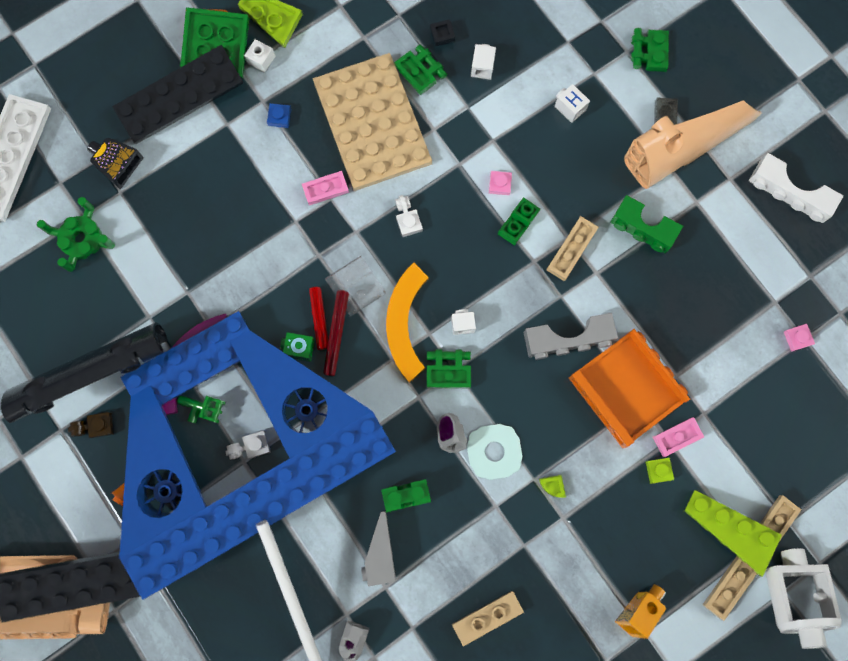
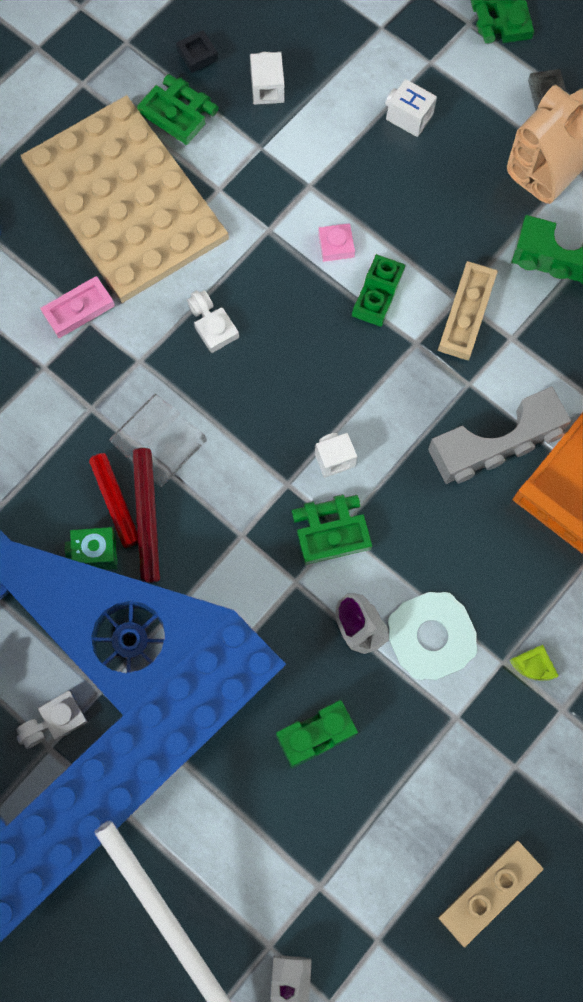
camera: 15 degrees left, 5 degrees down
(379, 560) = (300, 844): light grey slope -> none
(397, 322) = (236, 480): light orange tile -> none

